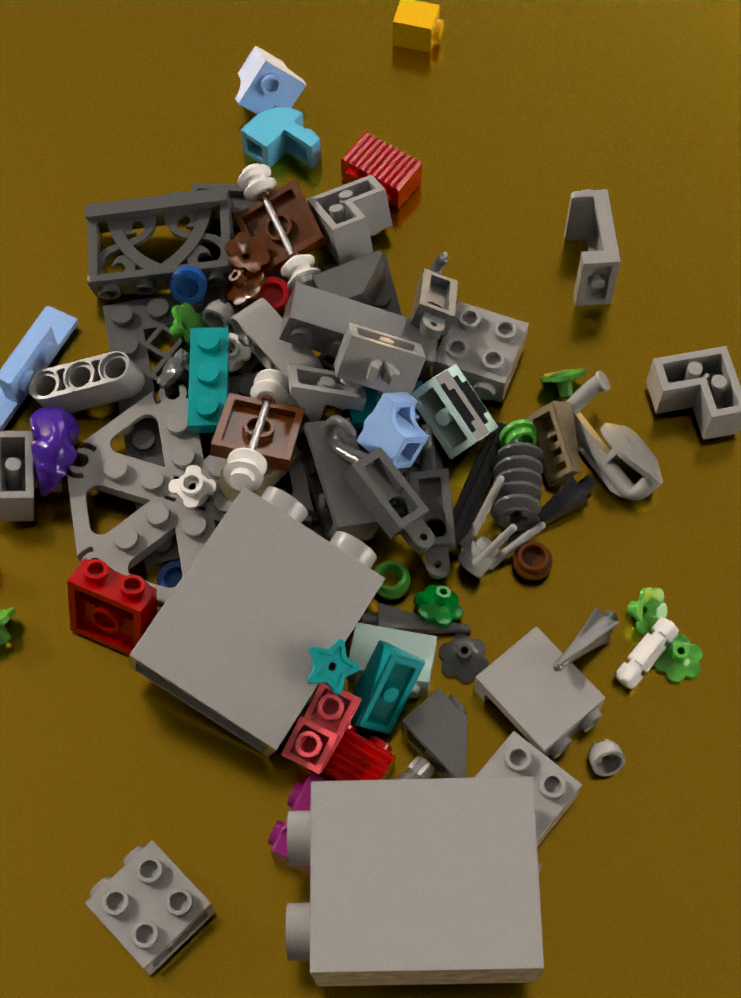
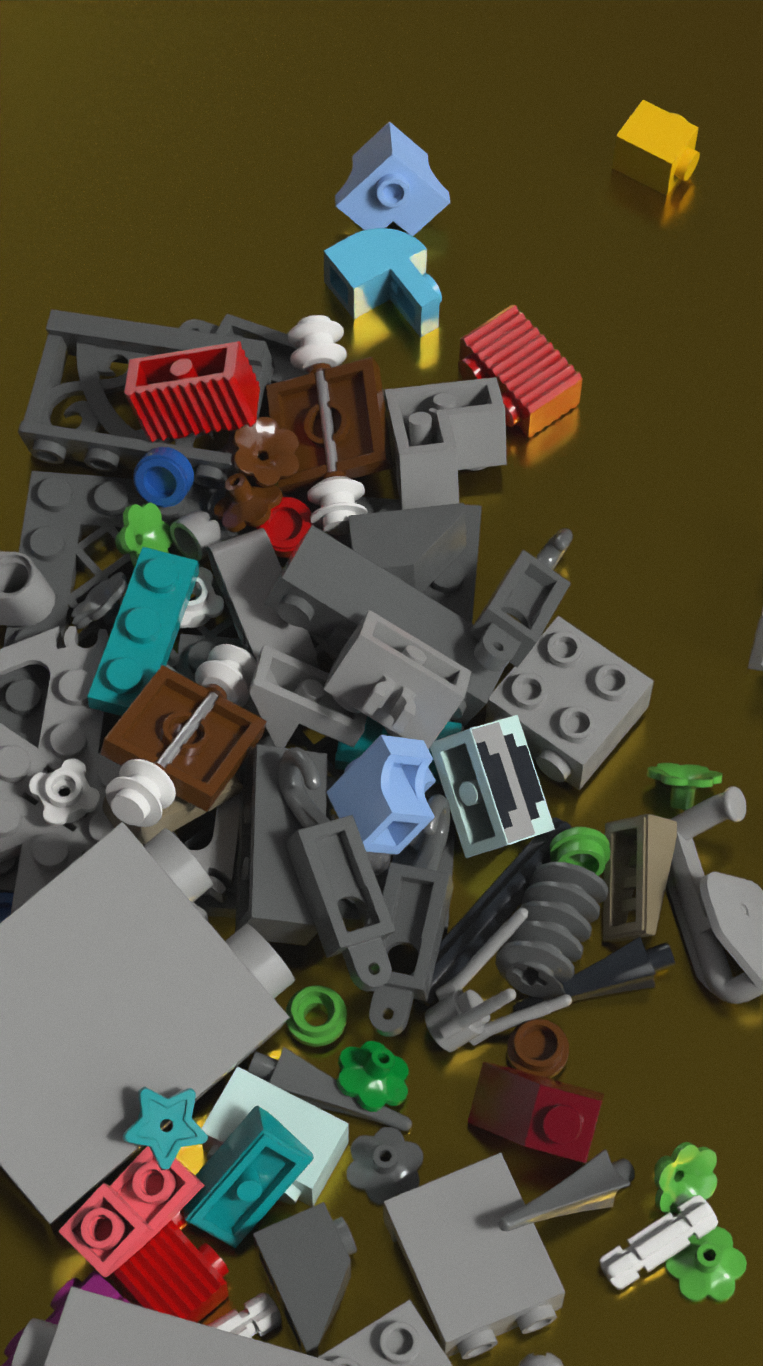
camera: 15 degrees right, 0 degrees up
(192, 226) = (193, 391): none -> red brick
(547, 596) = (536, 1111): none -> dark red slope

